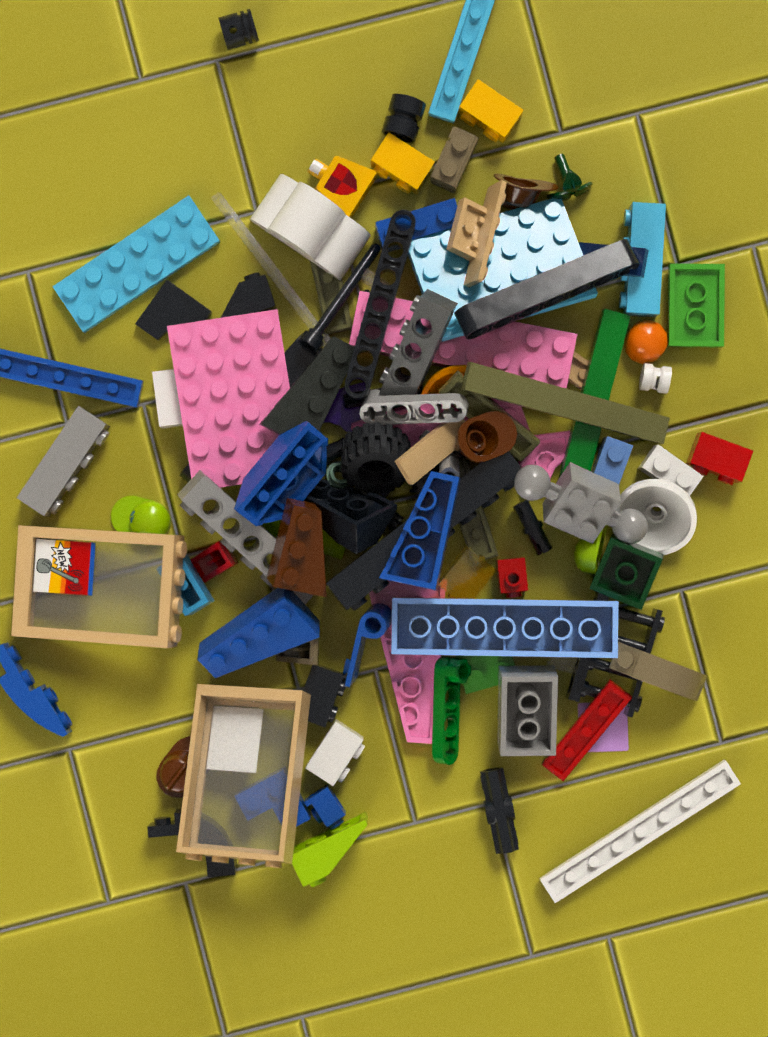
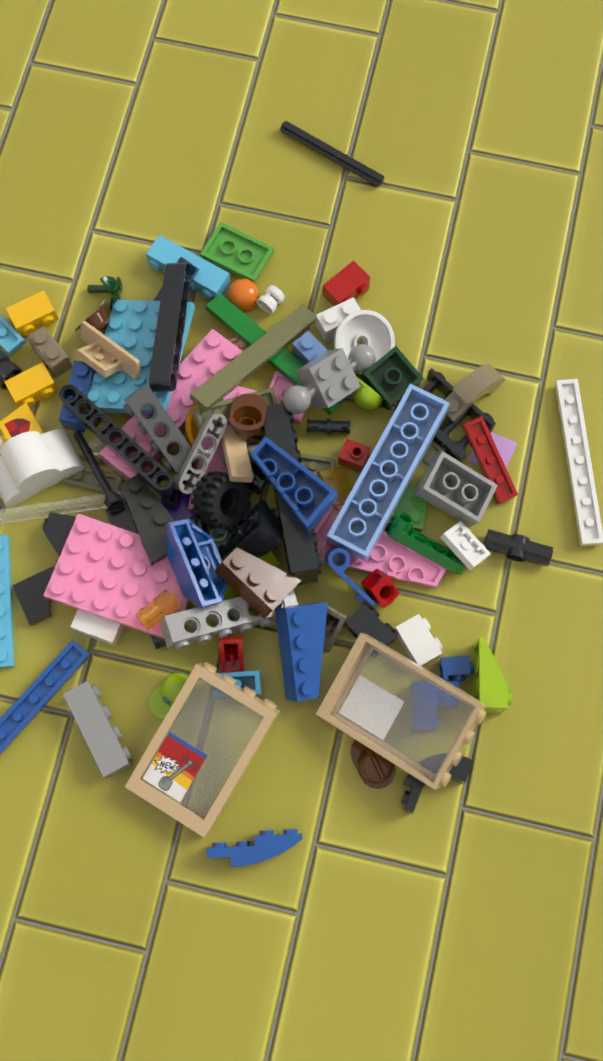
camera: 60 degrees left, 15 degrees down
(214, 460) = (161, 605): none -> clear yellow piece
(371, 682) = (374, 583): none -> red brick
(468, 752) = (465, 545): none -> white bracket

